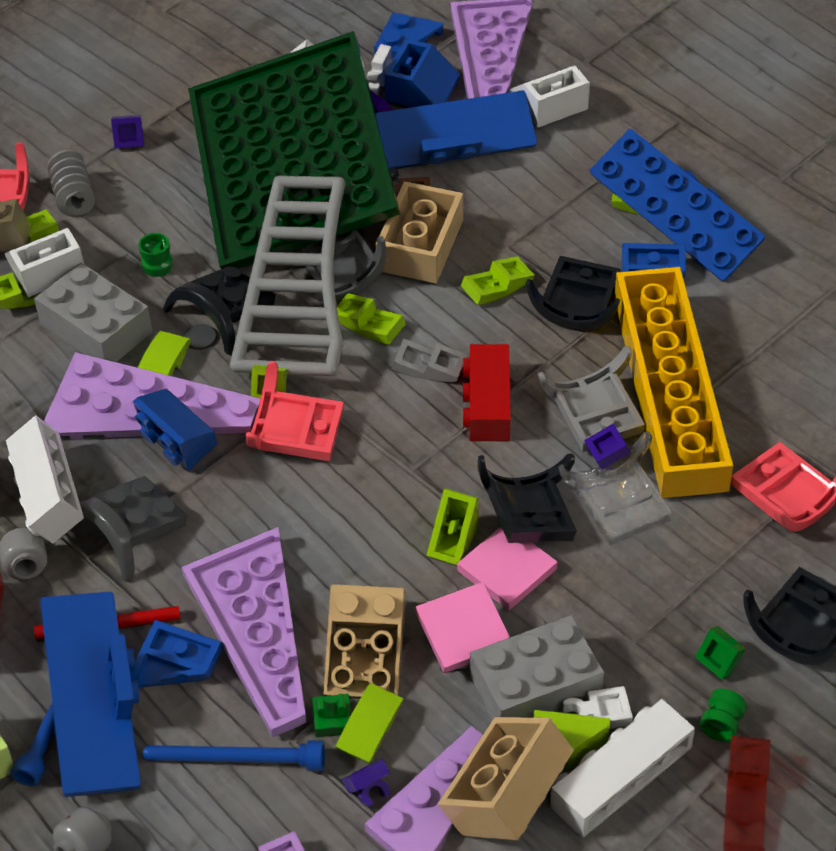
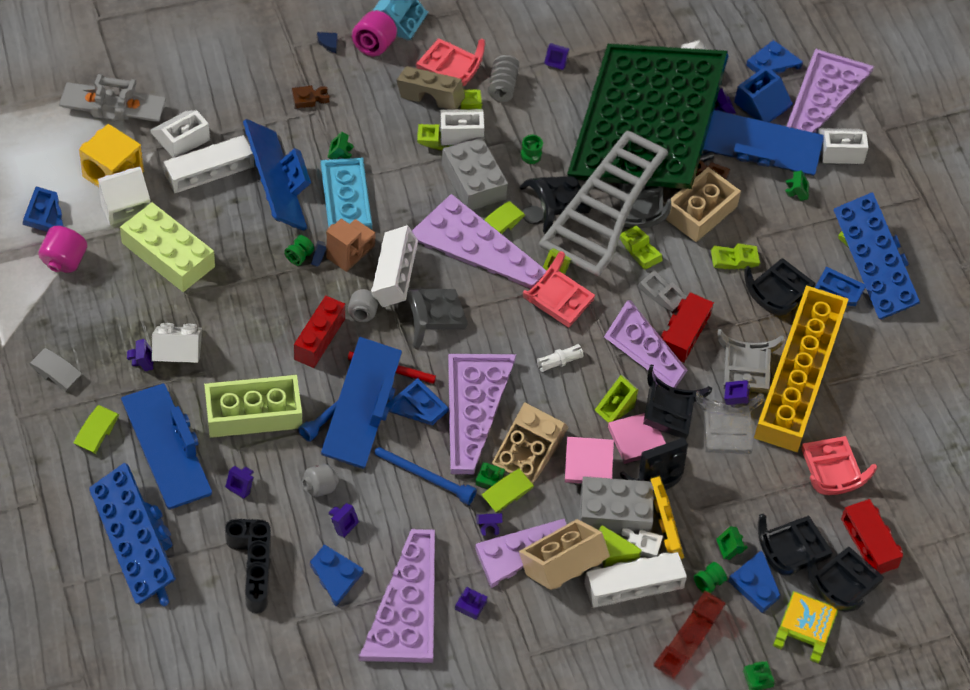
camera: 20 degrees right, 5 degrees up
(174, 428) = (484, 267): blue slope -> none
(340, 506) = (560, 358): none -> white pin
(379, 66) = (742, 75): white plate -> none
(442, 437) = (642, 343): none -> lavender wing
(526, 164) = (798, 186): none -> green tile
(570, 585) = (662, 461): none -> black piece
(621, 667) = (667, 522): none -> yellow wing
(786, 692) = (756, 582): none -> blue wing

